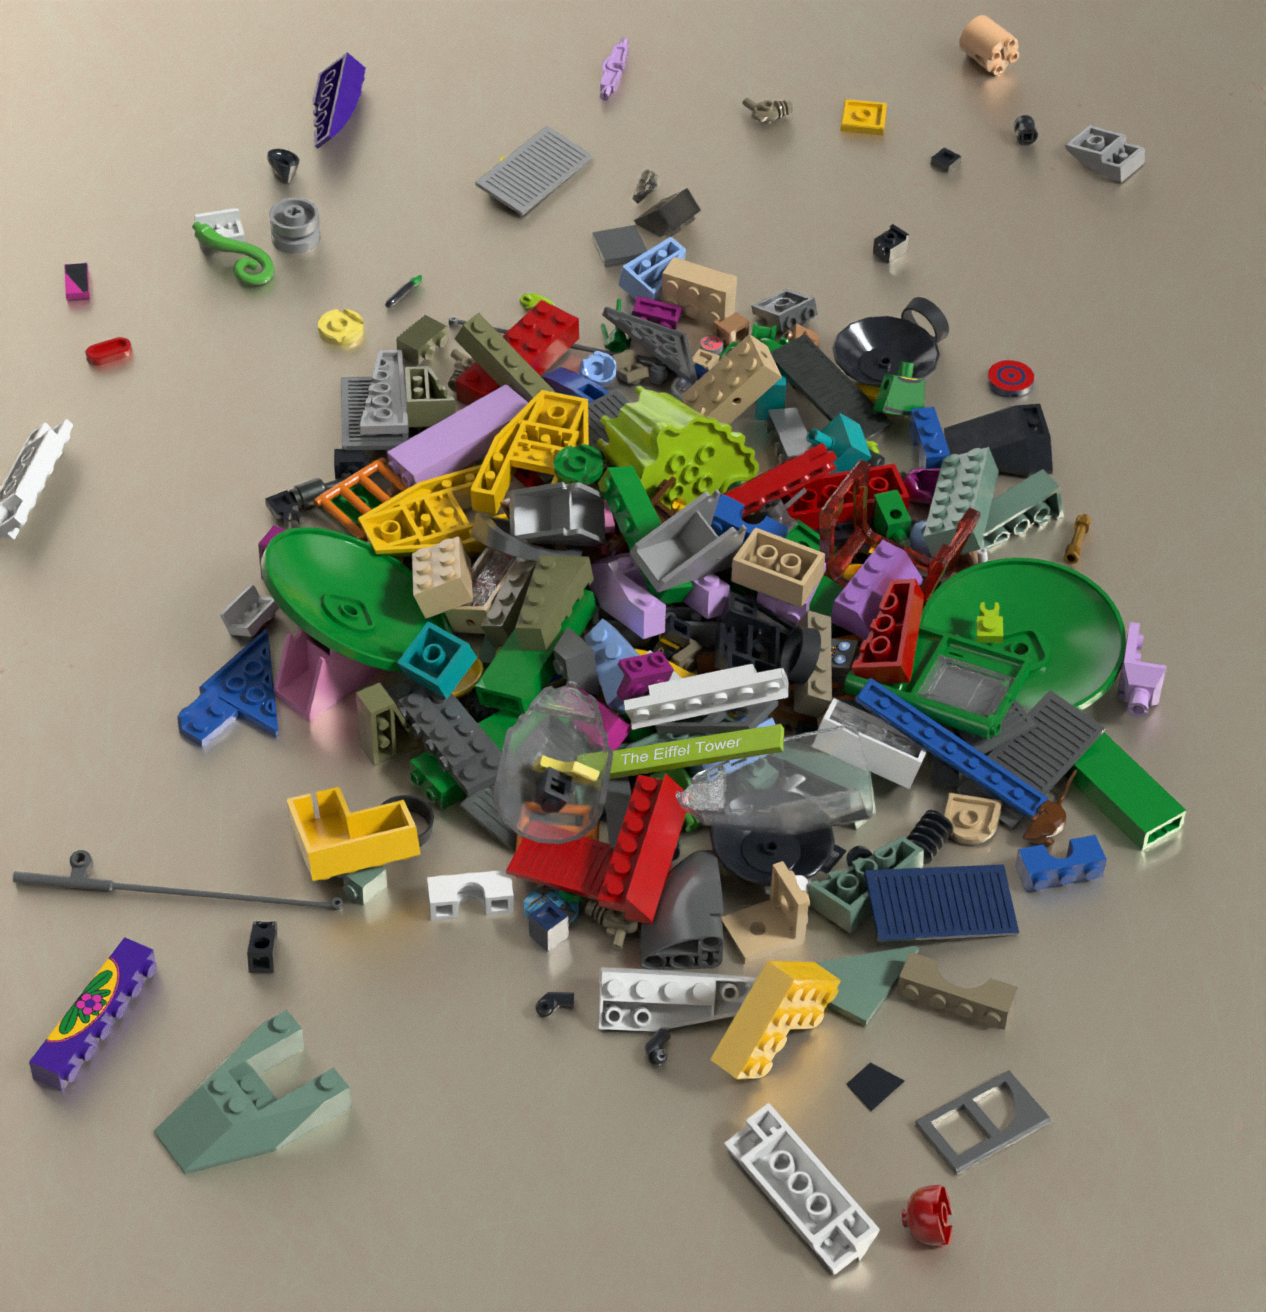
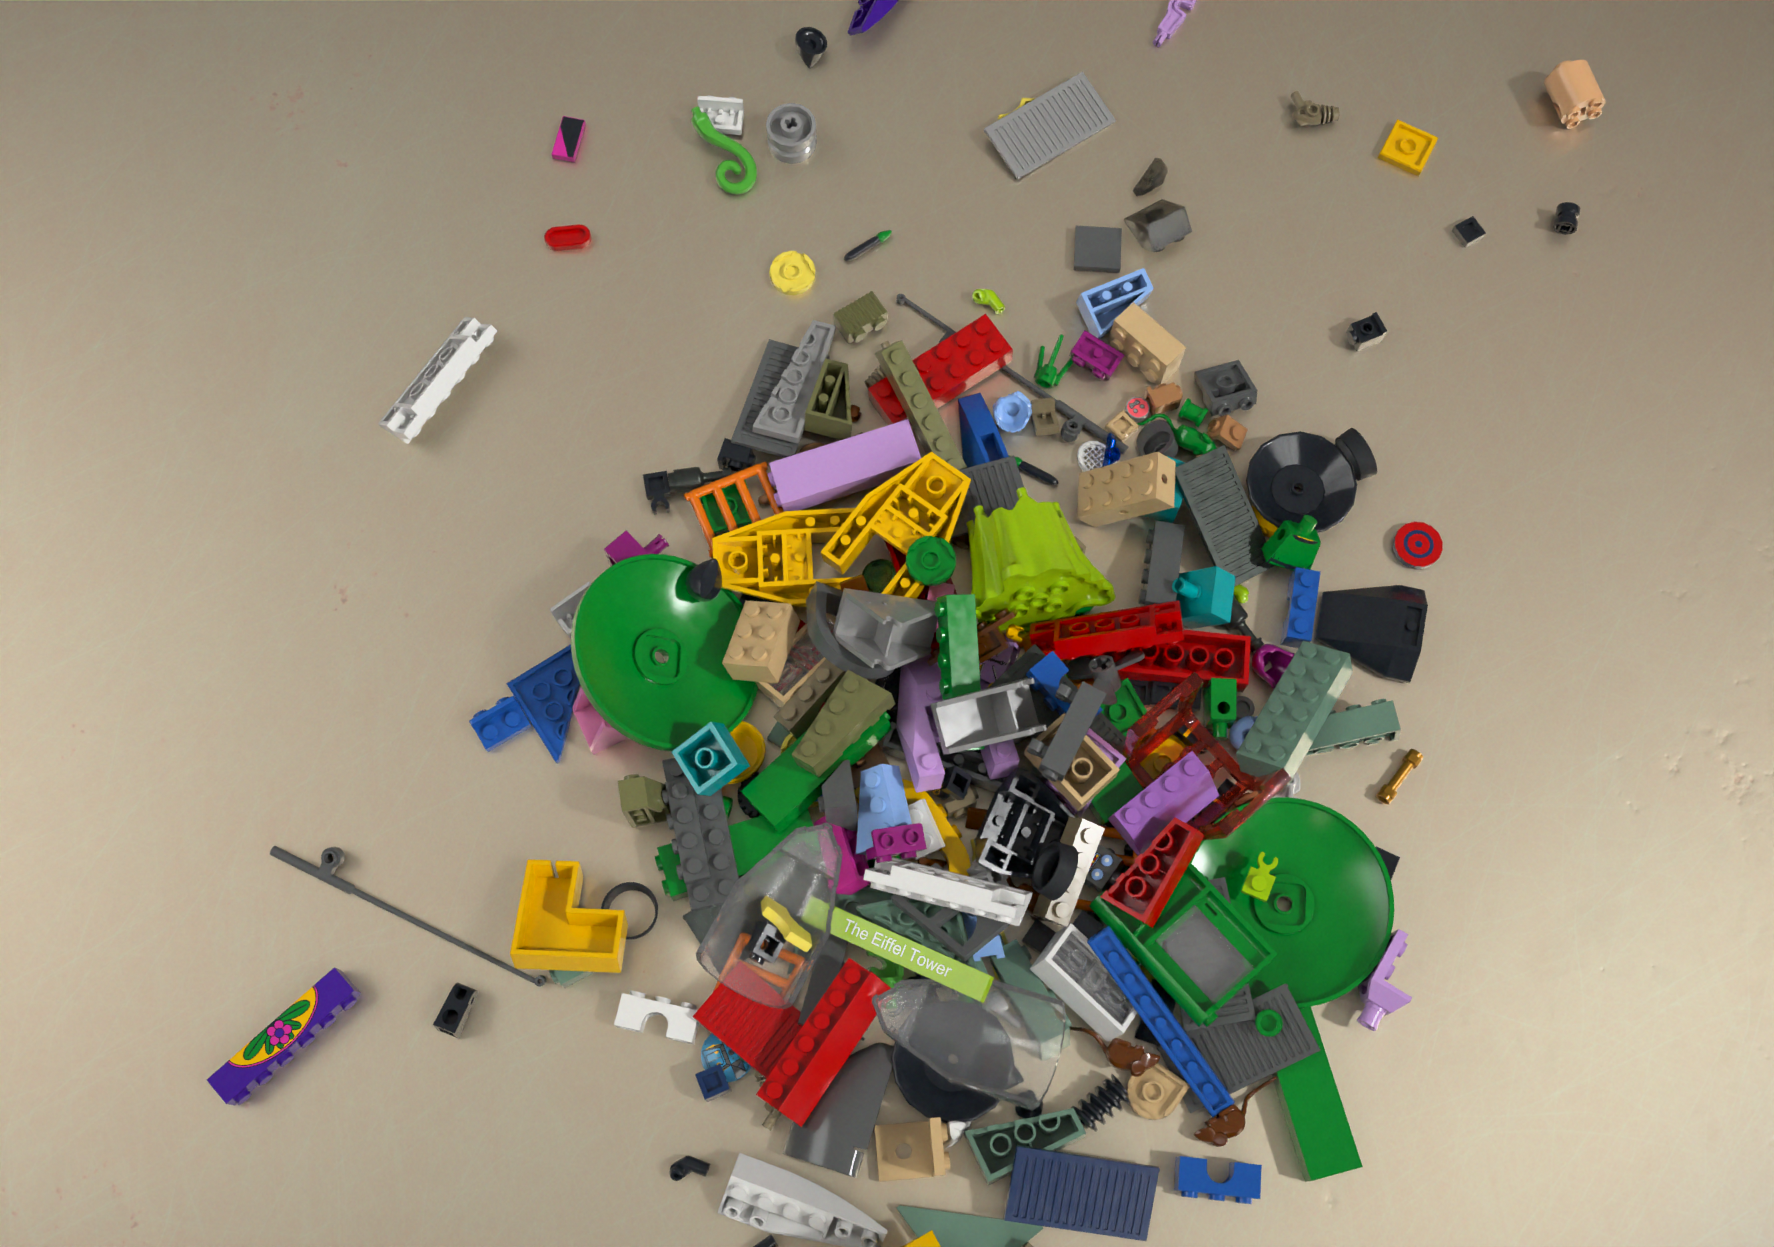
camera: 20 degrees right, 25 degrees up
(236, 1113) = (367, 1186): sand green wedge -> none
(367, 543) = (704, 581): none -> black piece
(662, 342) = (1085, 398): dark grey tile -> none
(769, 531) = (1071, 732): none -> dark grey brick
(930, 793) = (1123, 1055): none -> reddish brown animal
(1049, 723) = (1269, 1022): none -> green tile
(1106, 153) = (1639, 273): light grey slope -> none

